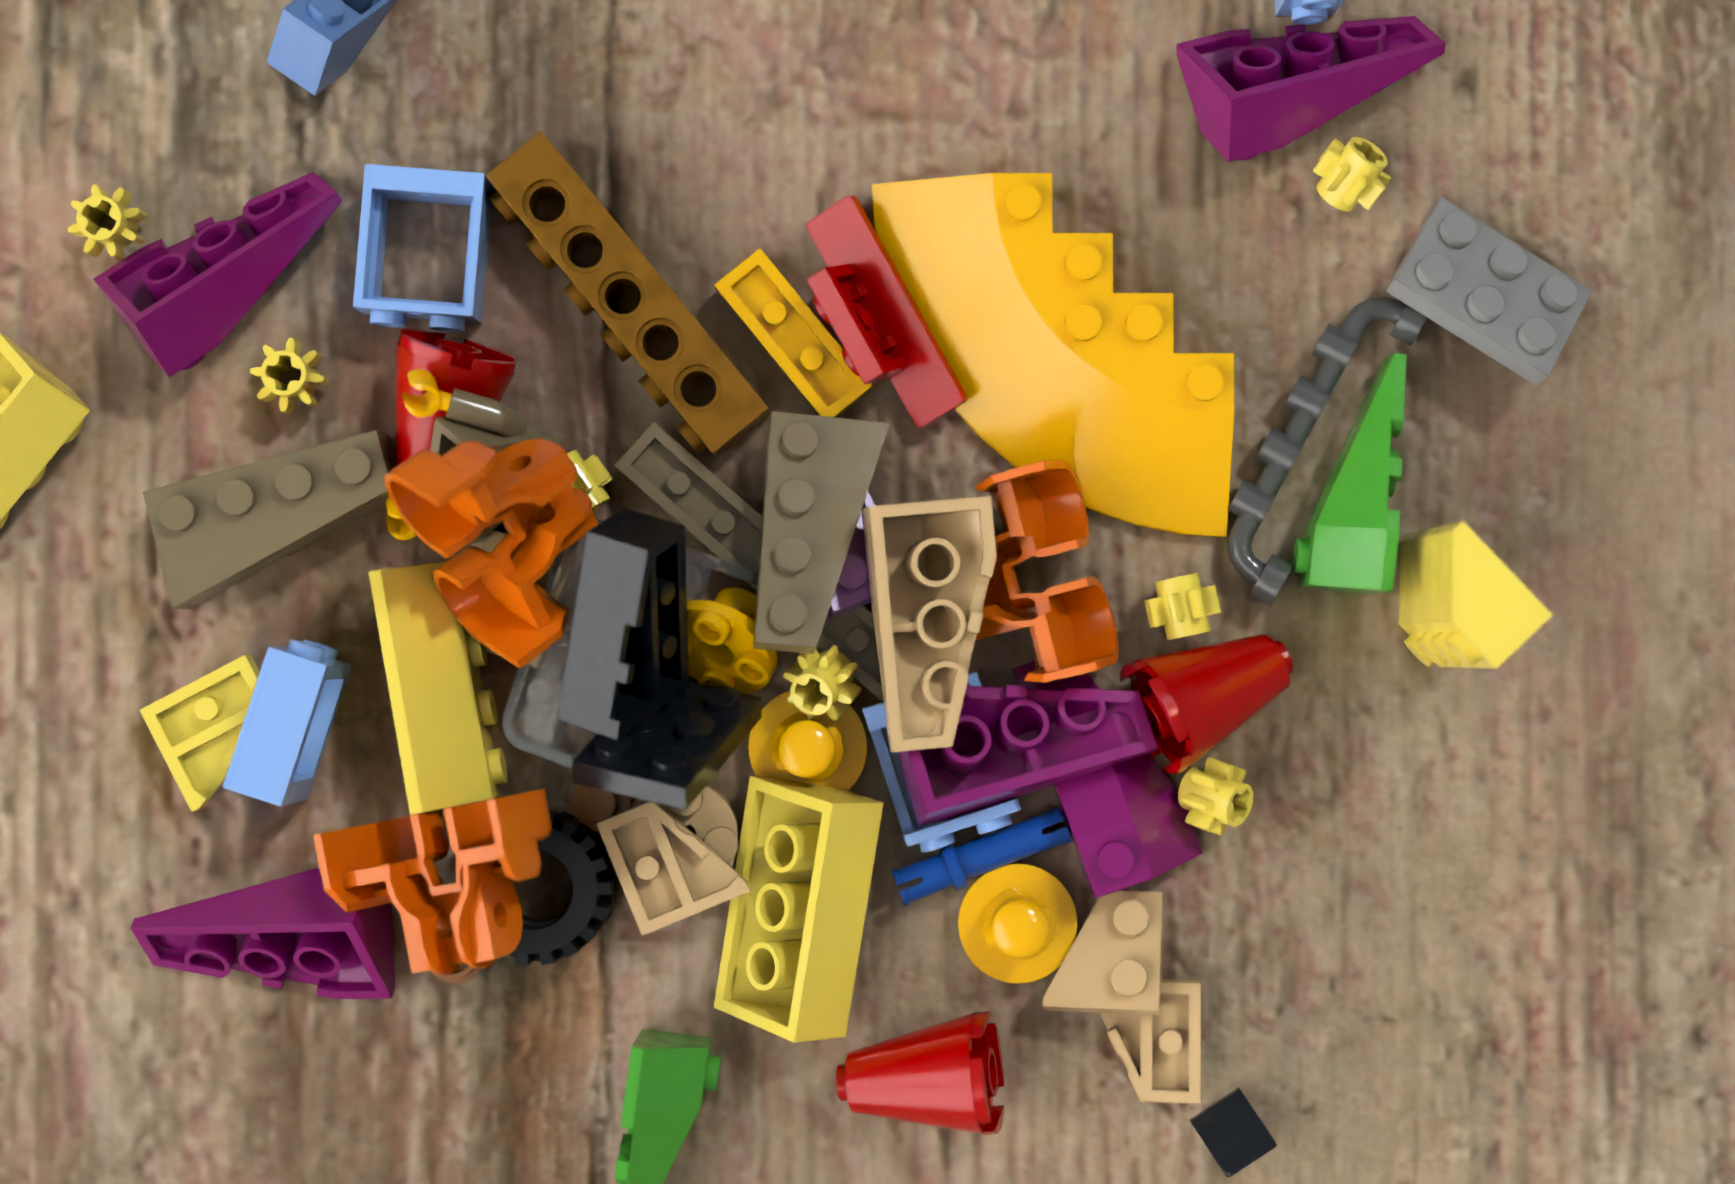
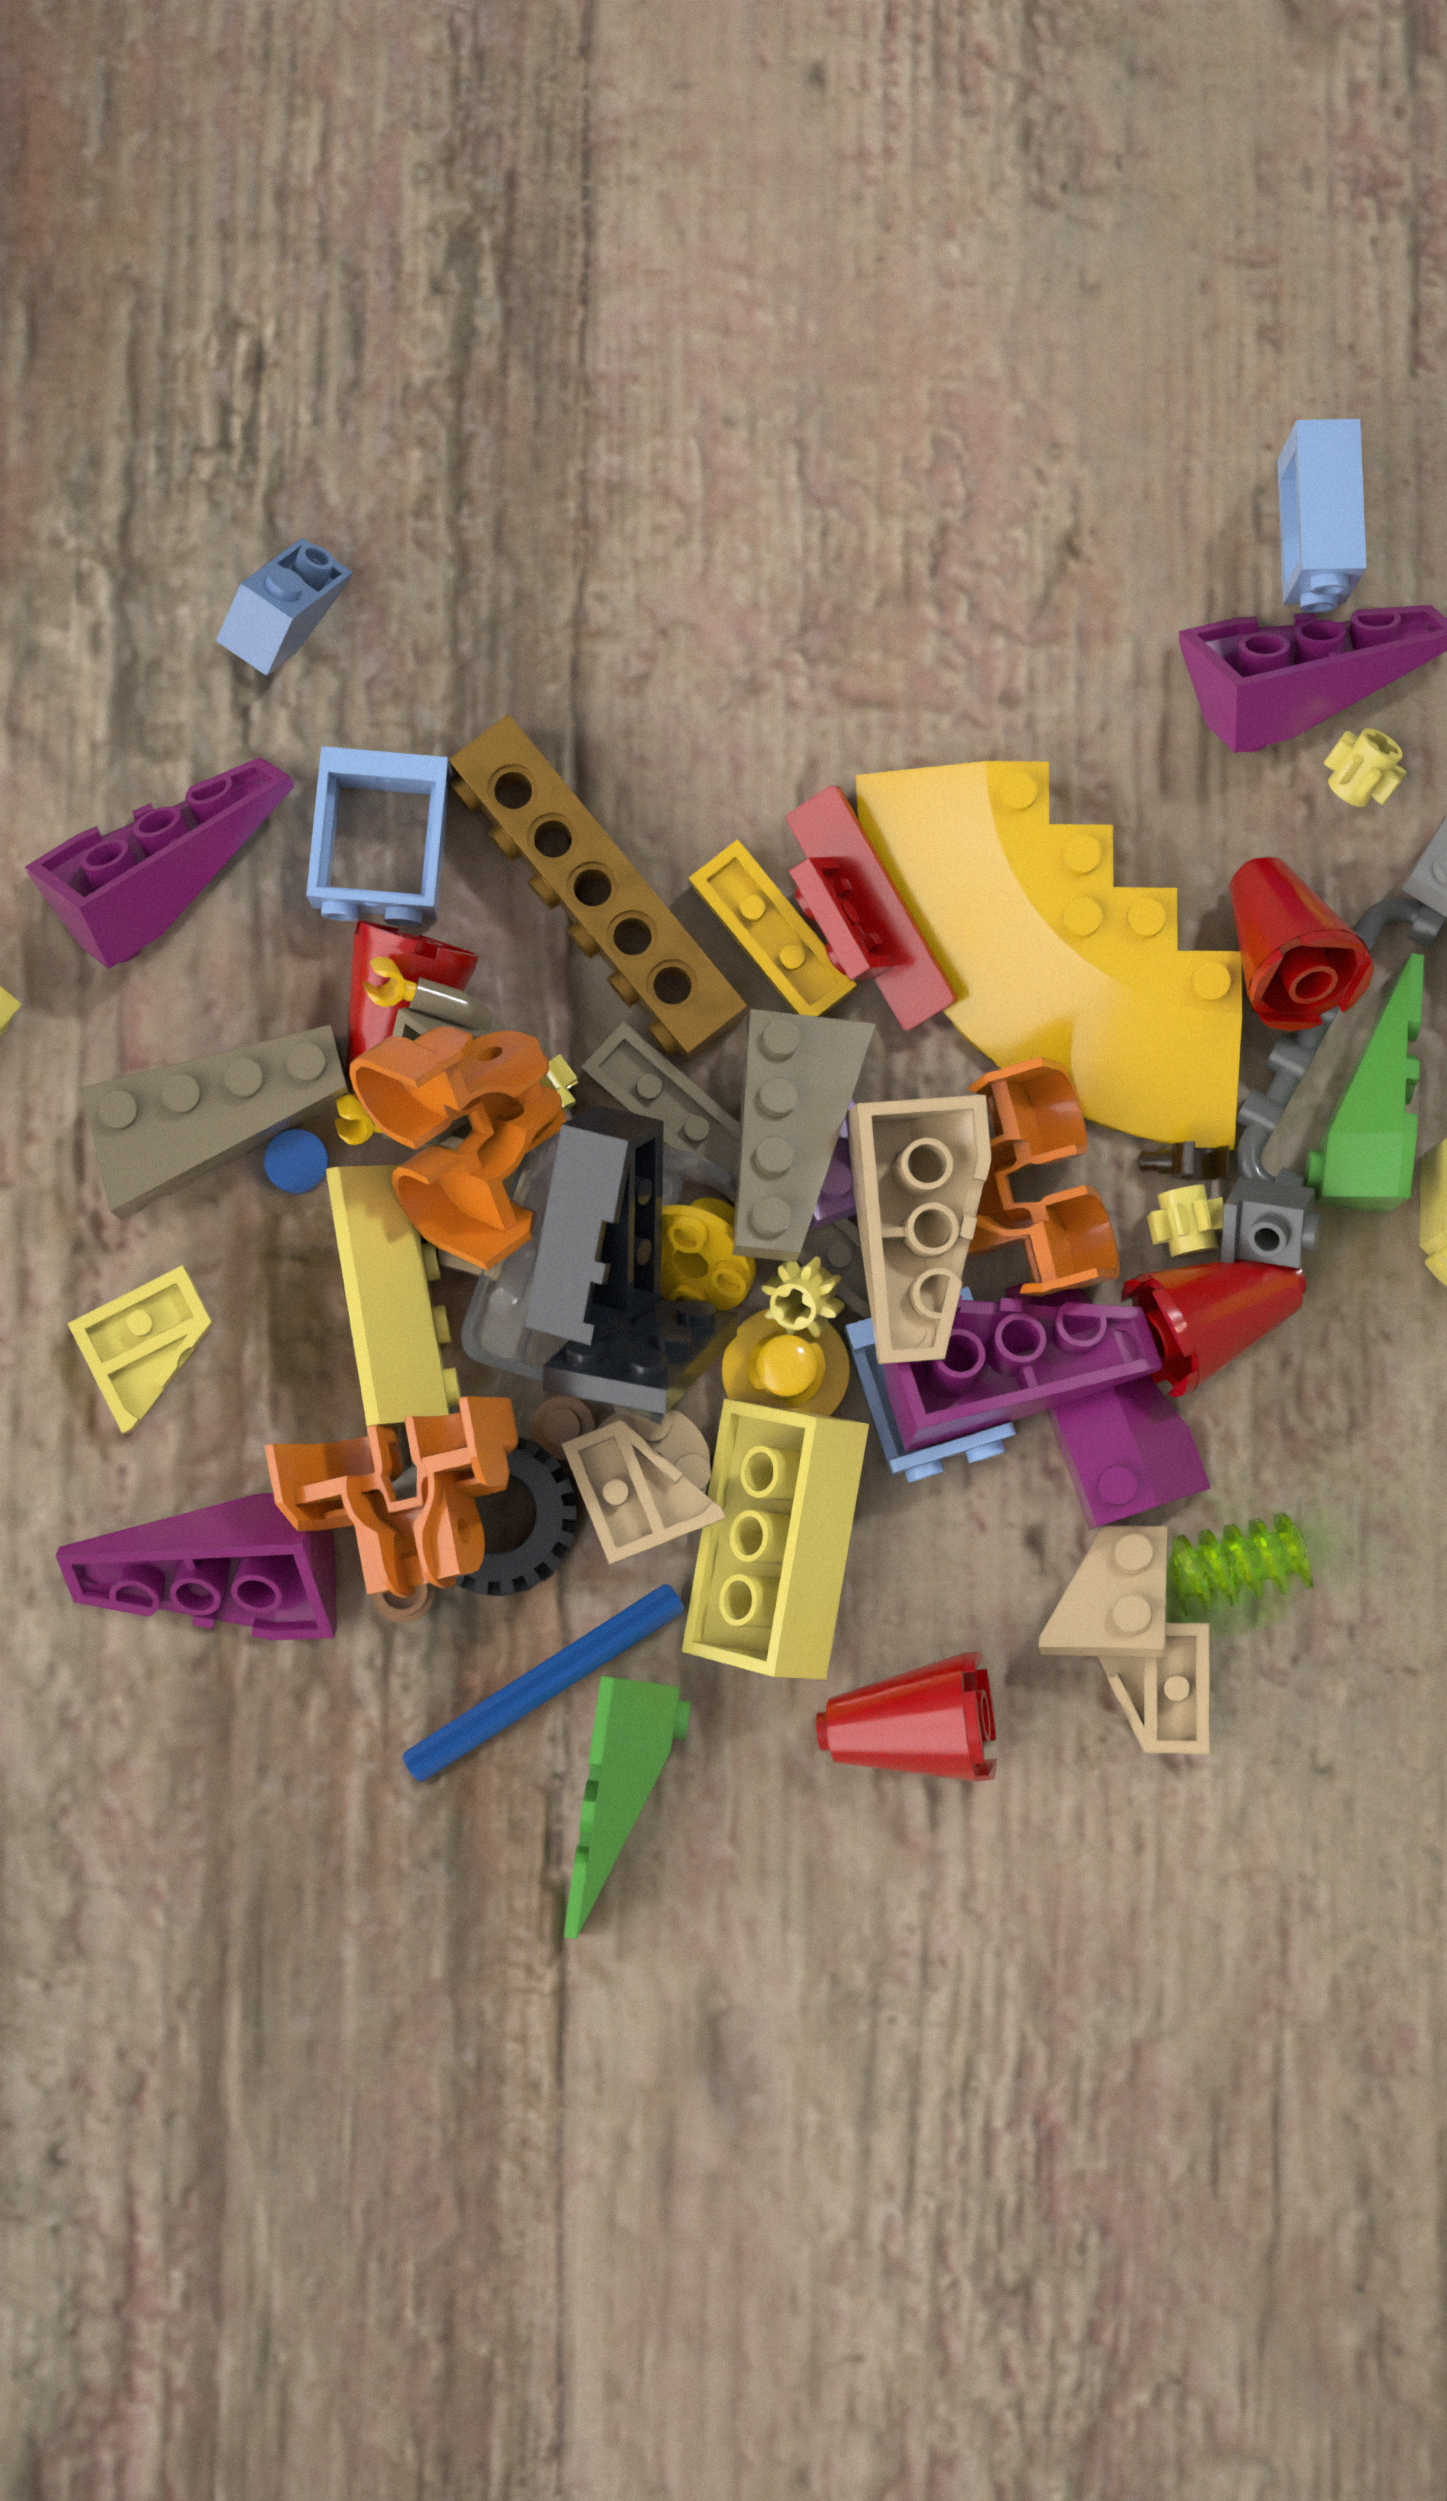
camera: 10 degrees left, 5 degrees down
(92, 211) = (41, 790): light yellow gear -> none
(283, 362) = (223, 957): light yellow gear -> none
(288, 723) = (231, 1333): light blue window -> none
(351, 553) = (296, 1161): none -> blue tile
(585, 1037) = (543, 1682): none -> blue axle
(980, 856) = (971, 1488): blue pin -> none
(1017, 923) = (1010, 1561): yellow plate -> none
(1183, 549) = (1188, 1162): none -> dark brown piece
(1215, 796) = (1224, 1424): light yellow gear -> none
(1229, 925) = (1239, 1562): none -> clear neon green piece
(1233, 1132) = (1244, 1789): black slope -> none
(1259, 610) = (1264, 1205): none -> dark grey brick
(1283, 348) = (1294, 948): none -> red cone

